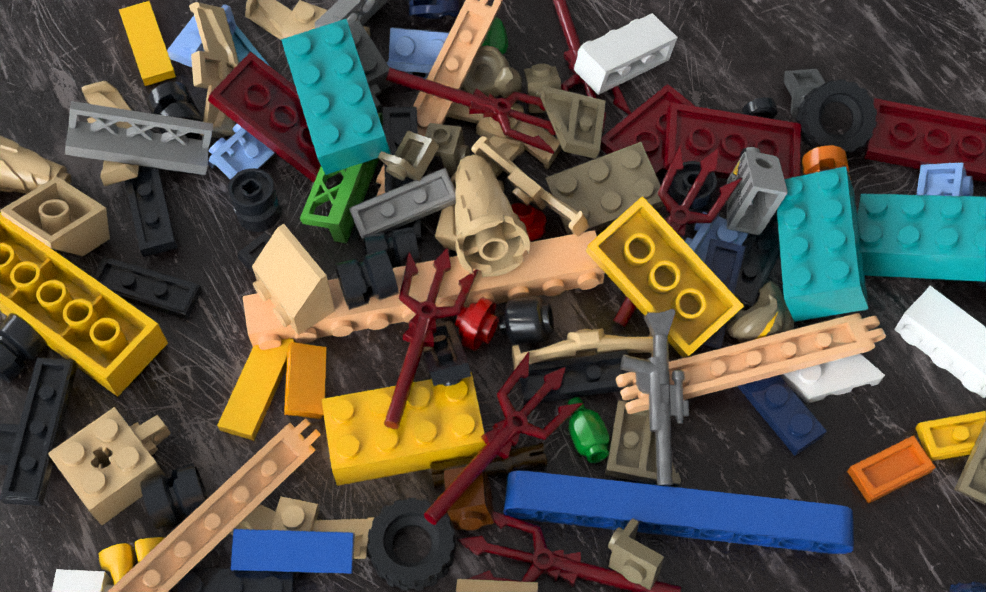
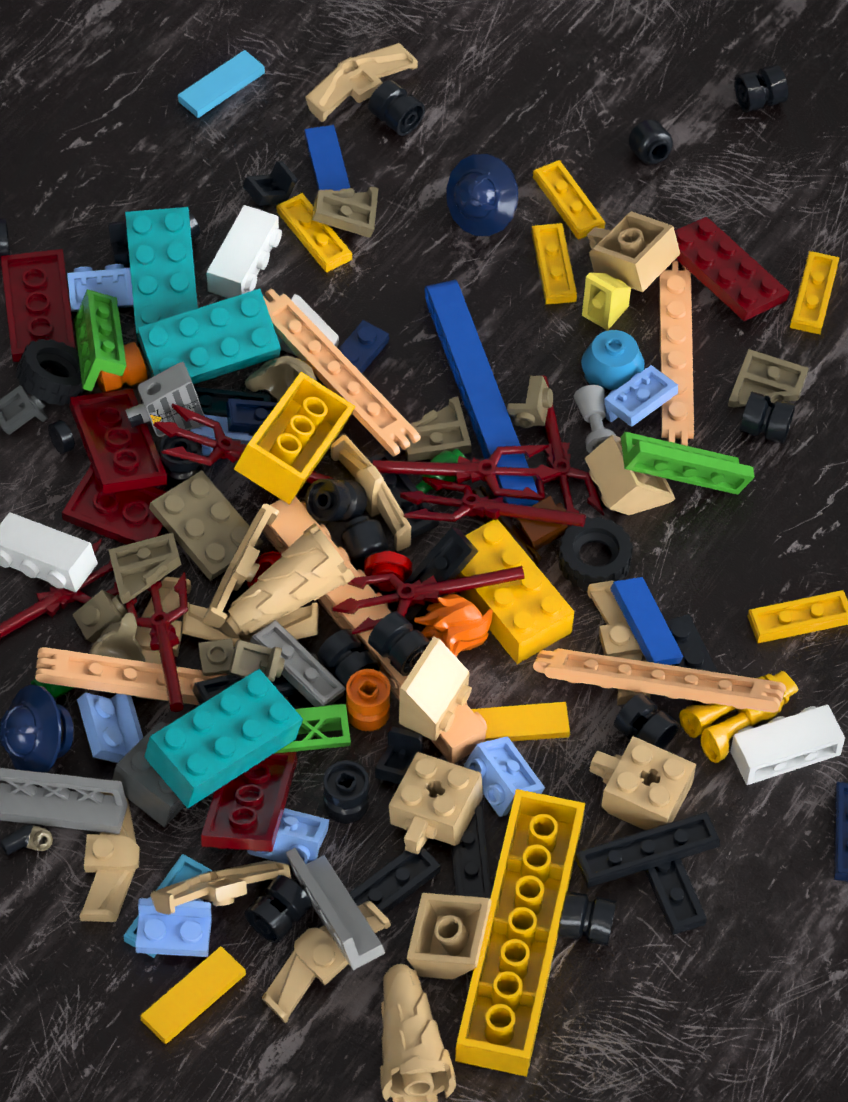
camera: 115 degrees left, 5 degrees down
(199, 264) = (435, 801): none -> tan hinge
(202, 345) = (502, 773): none -> light blue bracket
(305, 380) = (500, 683): light orange tile -> none
(337, 243) = (368, 699): none -> orange wheel
(376, 353) = (456, 623): none -> orange hair
(560, 451) = (478, 470): none -> dark red piece
(578, 301) = (336, 500): none -> black wheel
(664, 399) = (397, 413): flat silver piece -> none
(861, 156) = (99, 338): none -> bright green fence
(891, 469) = (372, 277): orange tile -> none

